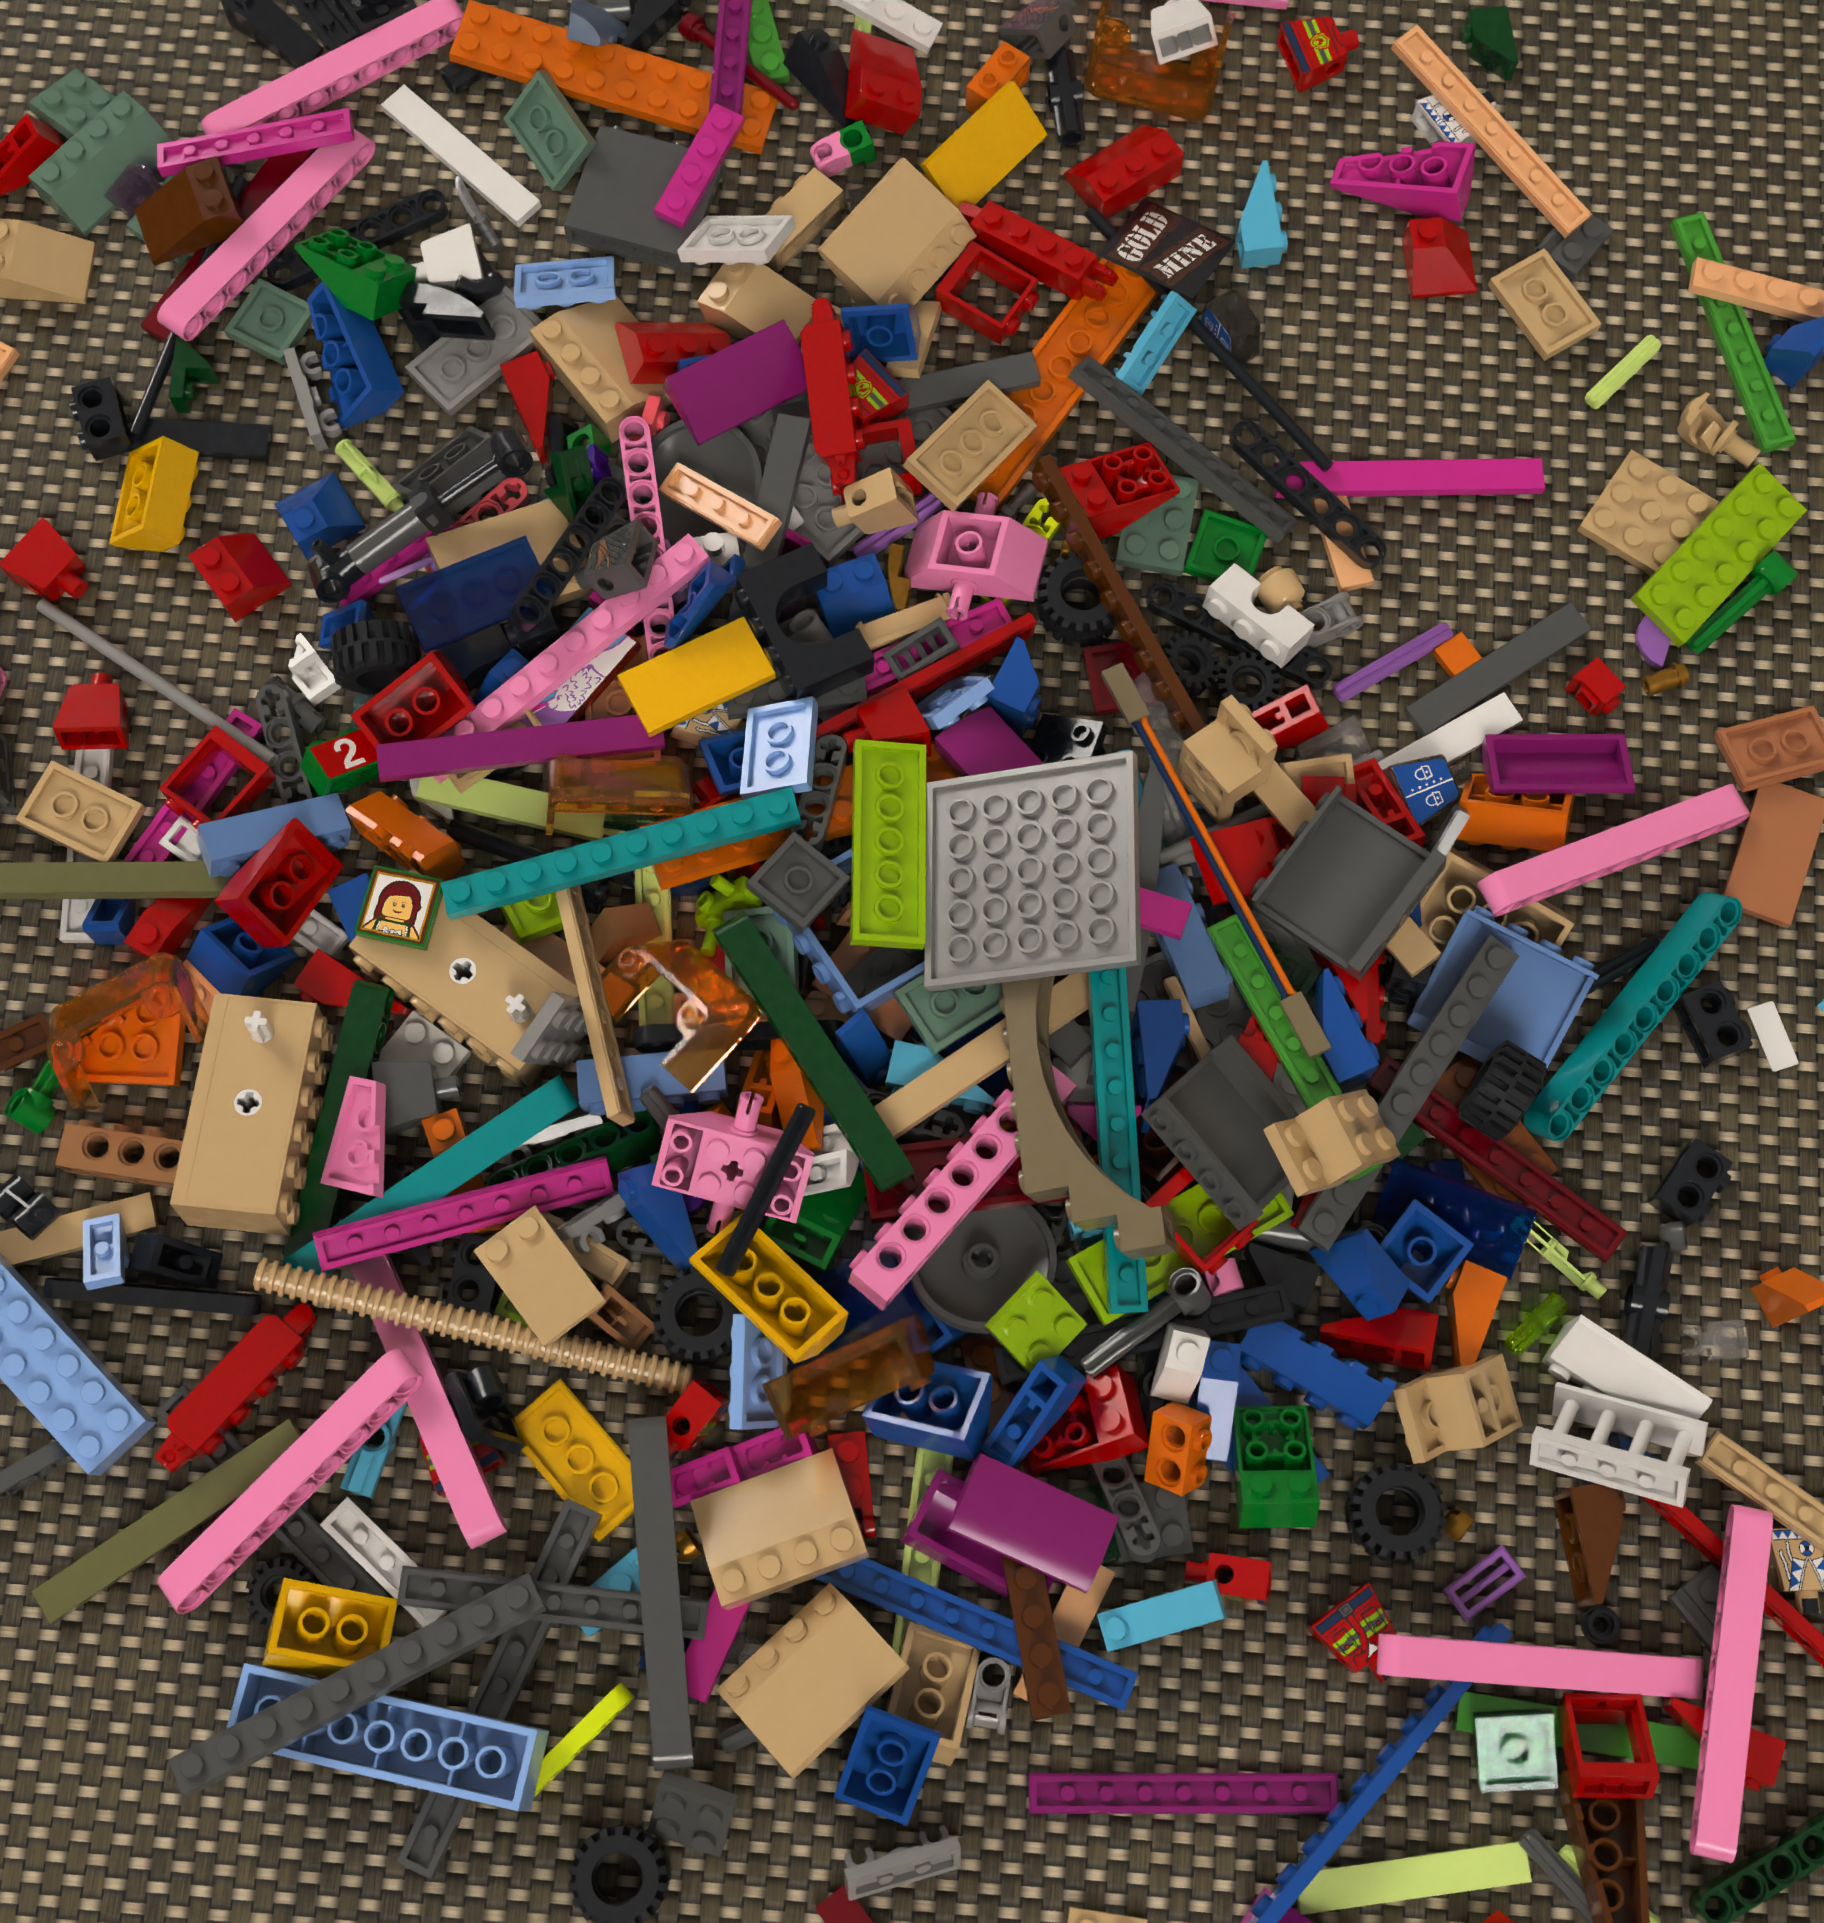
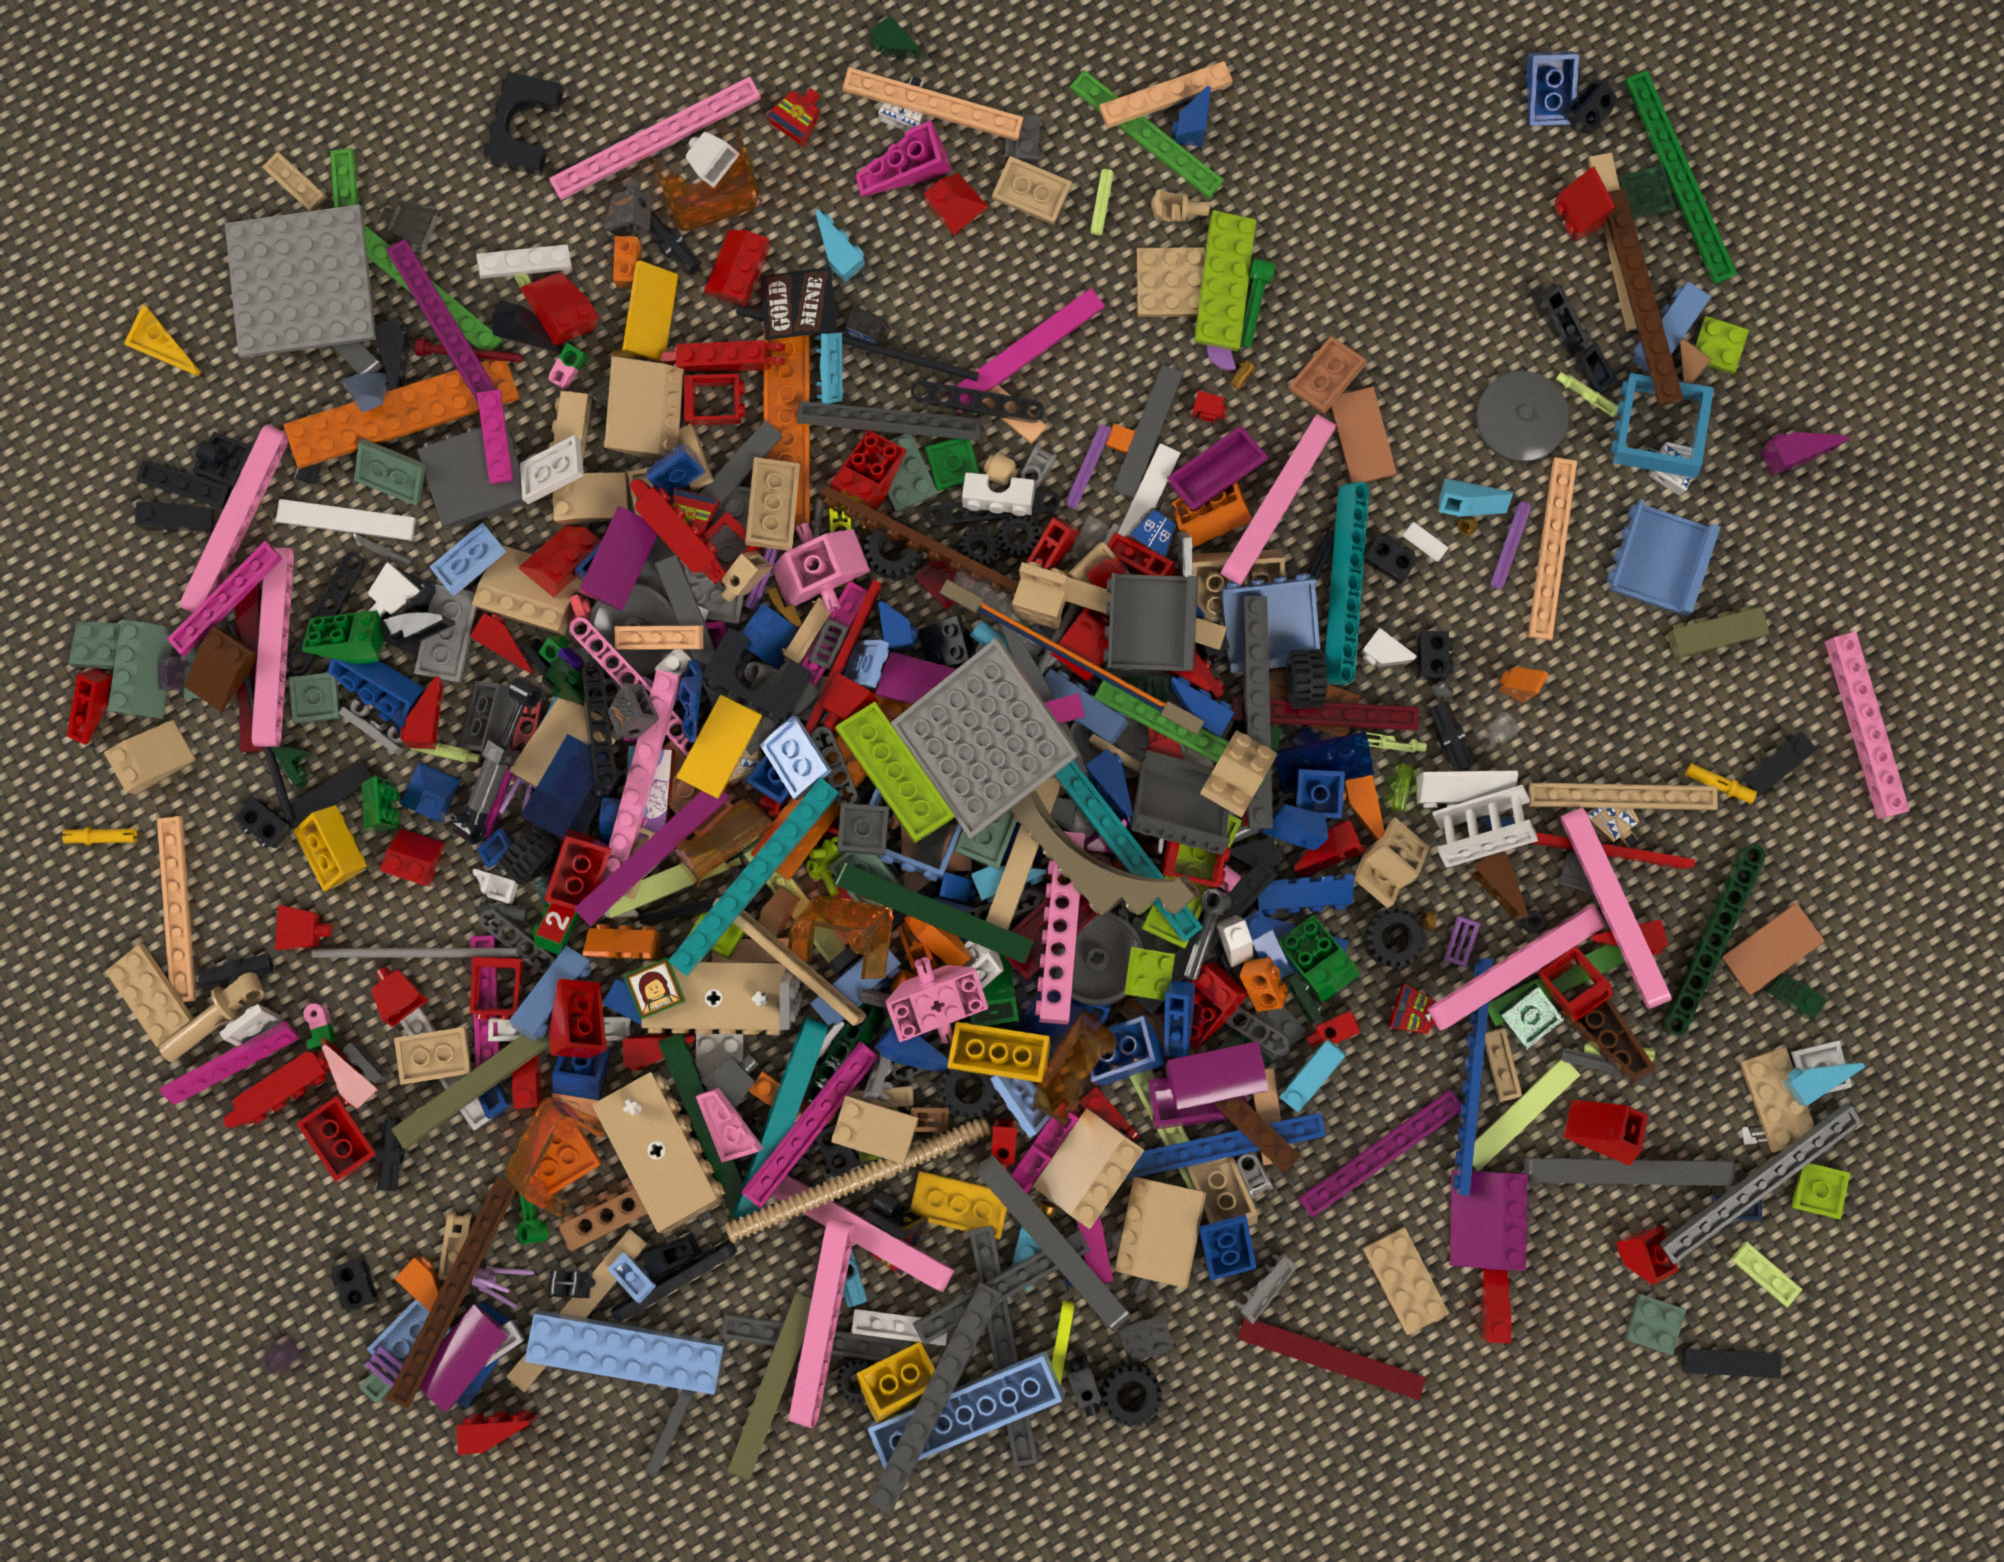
camera: 30 degrees left, 10 degrees up
(234, 1386) = (754, 1295): red hinge -> none
(250, 485) = (380, 804): none -> green slope
(376, 422) = (423, 721): none -> red slope
(567, 1802) = (1083, 1384): none -> black torso
(766, 1189) = (964, 1005): black axle -> none
(1220, 1493) = (1309, 1007): none -> clear green plate
(1430, 1790) = (1502, 1065): none -> tan tile
(1630, 1135) = (1385, 651): none -> white slope

